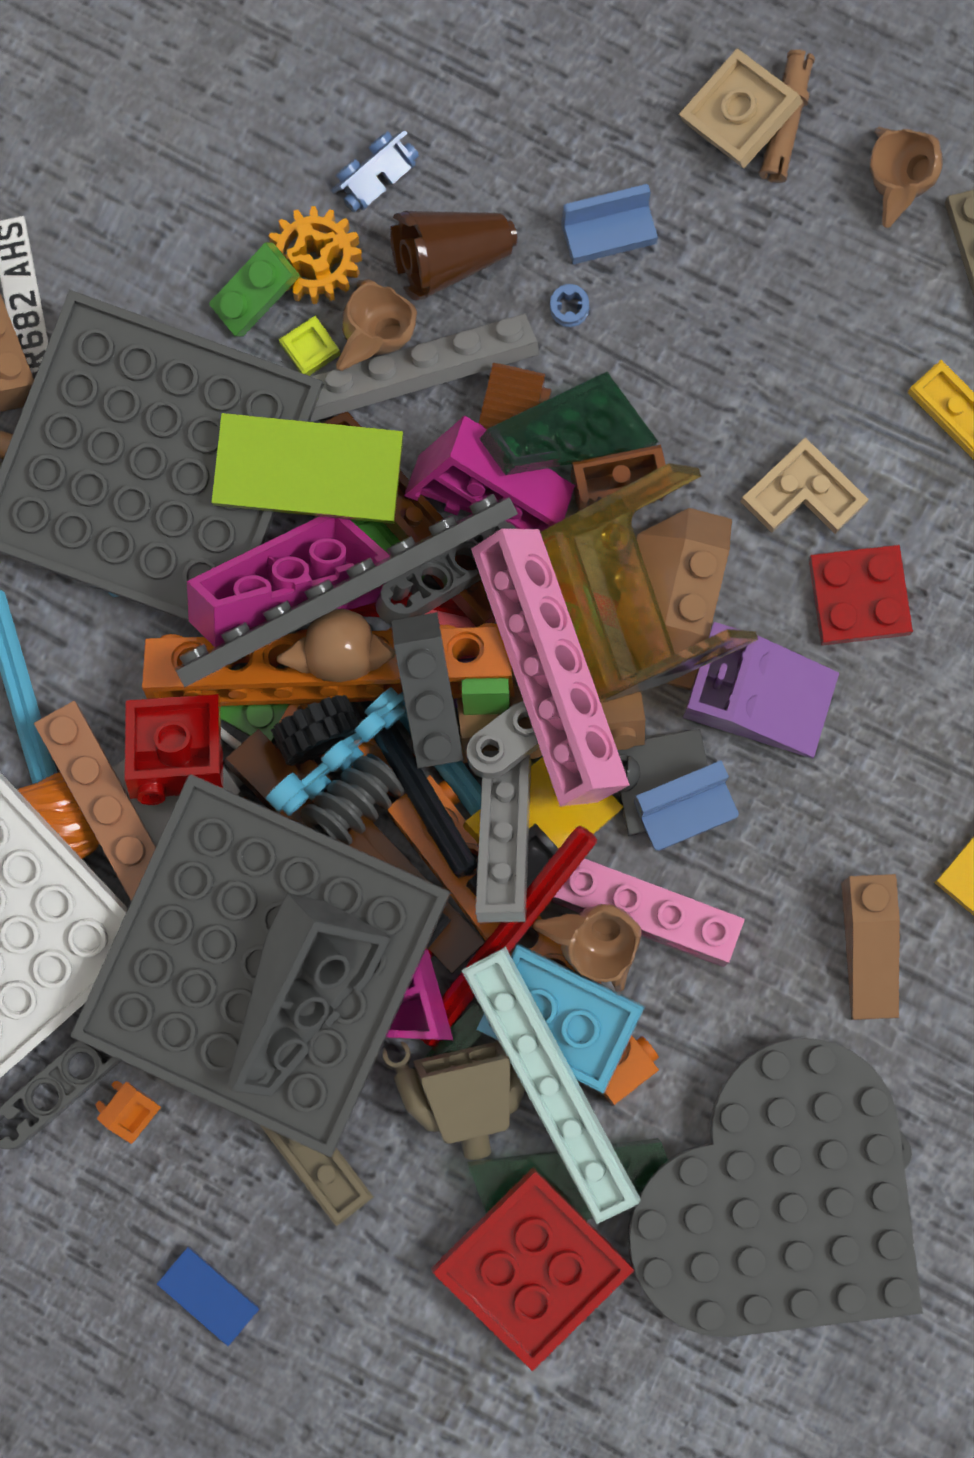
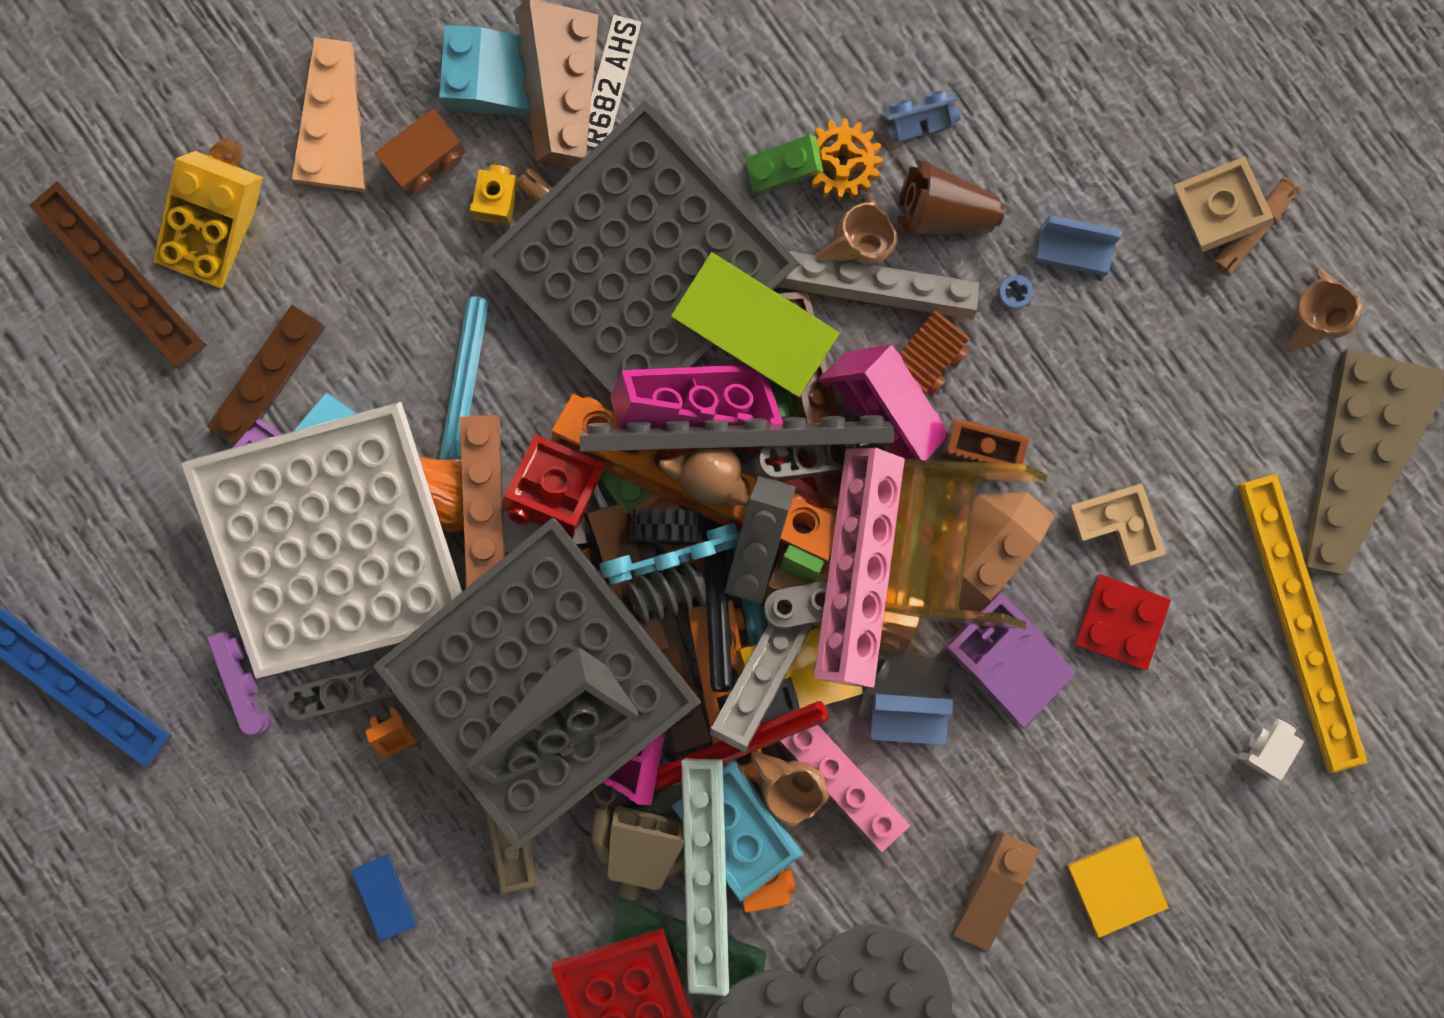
camera: 25 degrees right, 5 degrees up
(309, 346) = (804, 228): neon yellow tile -> none
(569, 428) = (967, 390): clear green wing -> none

